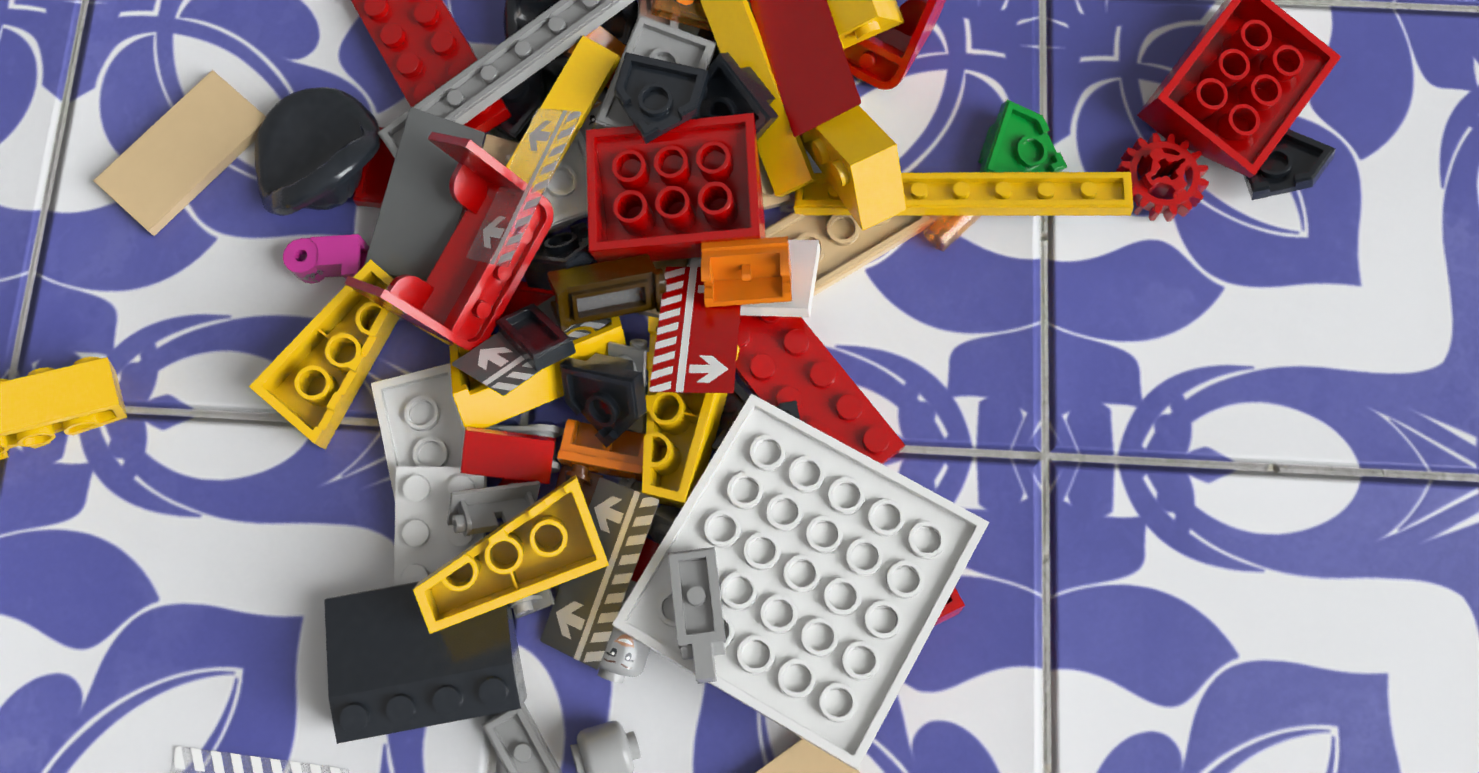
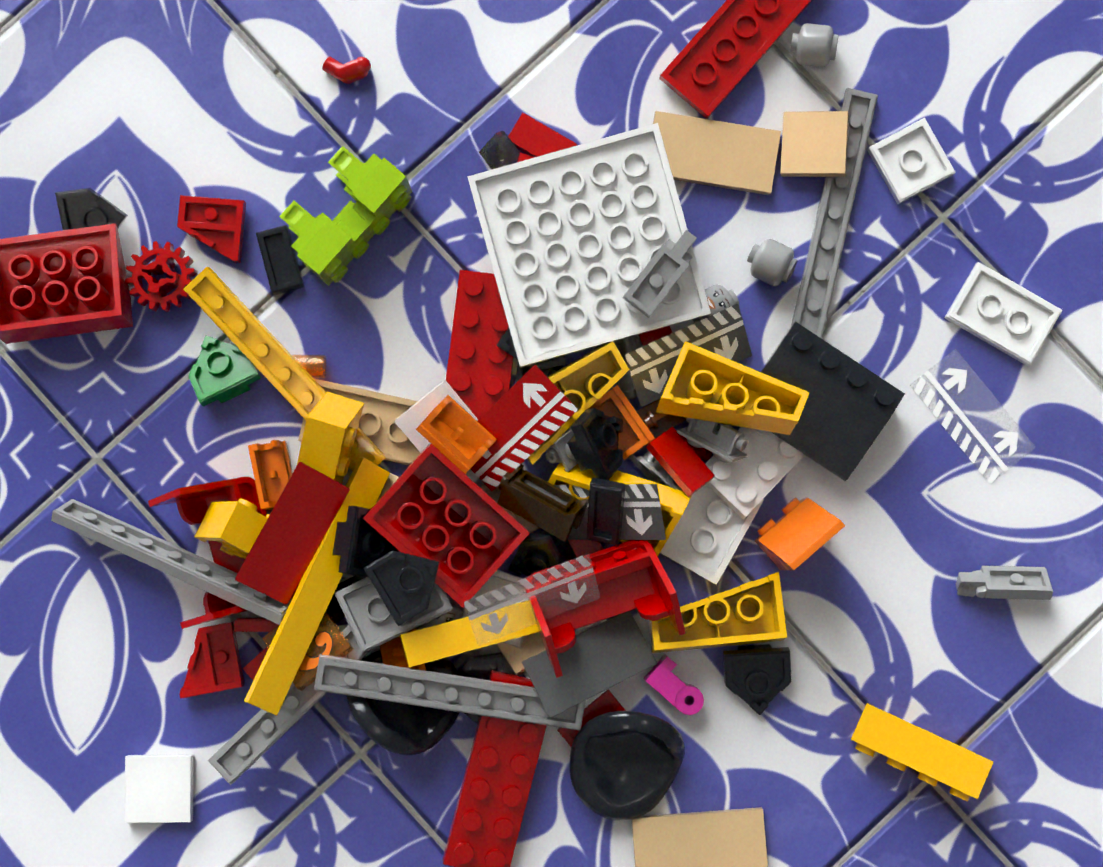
camera: 130 degrees left, 10 degrees up
(69, 656) = (1005, 583): none -> light grey hinge
(255, 339) = (757, 673): none -> black plate
(322, 494) = (797, 533): none -> orange slope
(887, 103) = (270, 470): none -> orange hinge
(960, 650) = (537, 138): none -> red tile
(984, 595) = (499, 151): none -> clear smoke plate
(1060, 428) = (331, 245): none -> lime piece
(1077, 296) = (280, 260): none -> black tile
(1169, 268) = (214, 223): none -> red wing
(1210, 534) = (348, 72): none -> red arm

